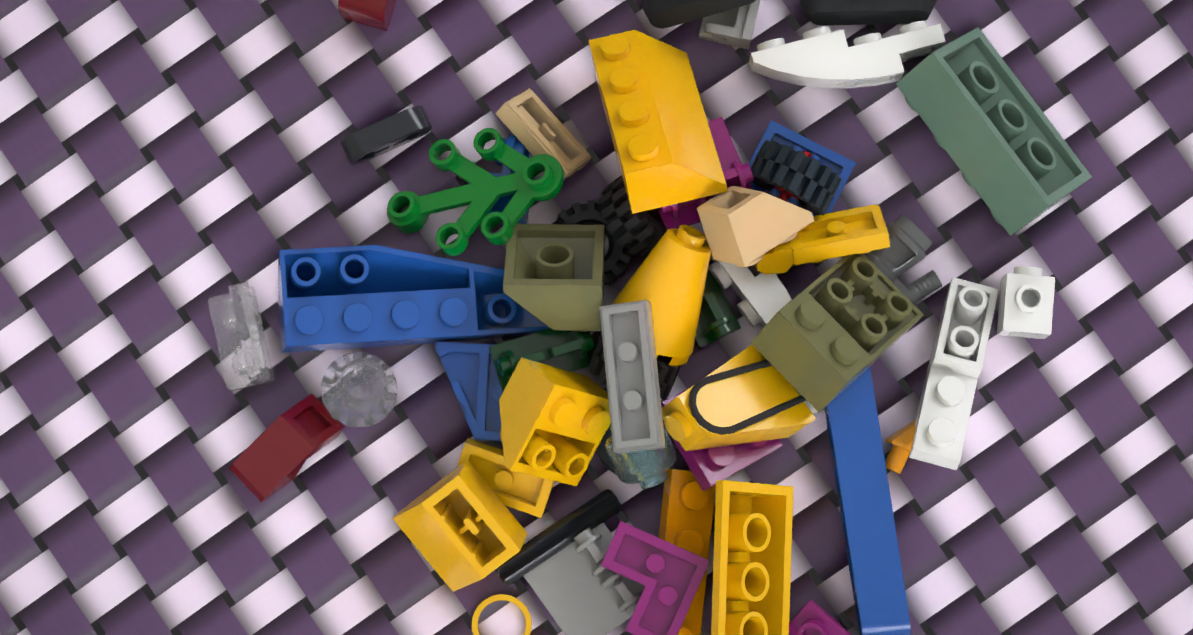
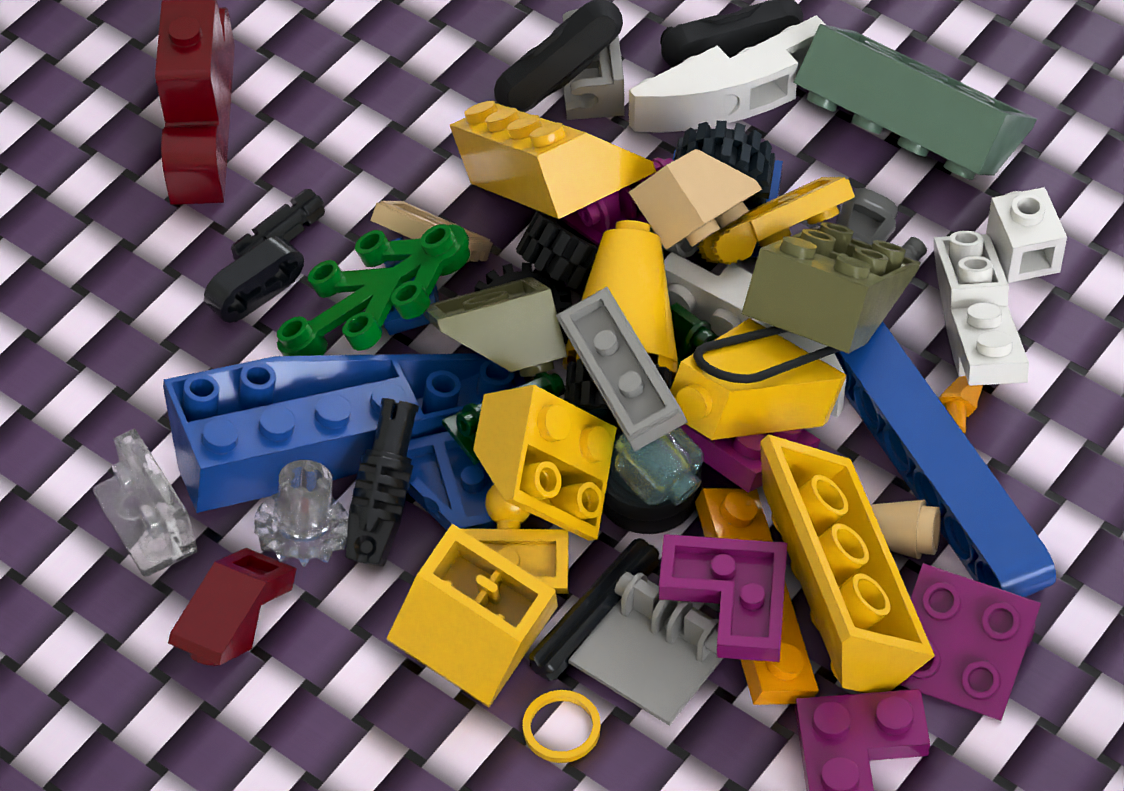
camera: 20 degrees left, 30 degrees down
(421, 83) = (284, 222): none -> black axle
(427, 383) = (381, 486): none -> black hinge
(816, 549) = (909, 527): none -> tan cone

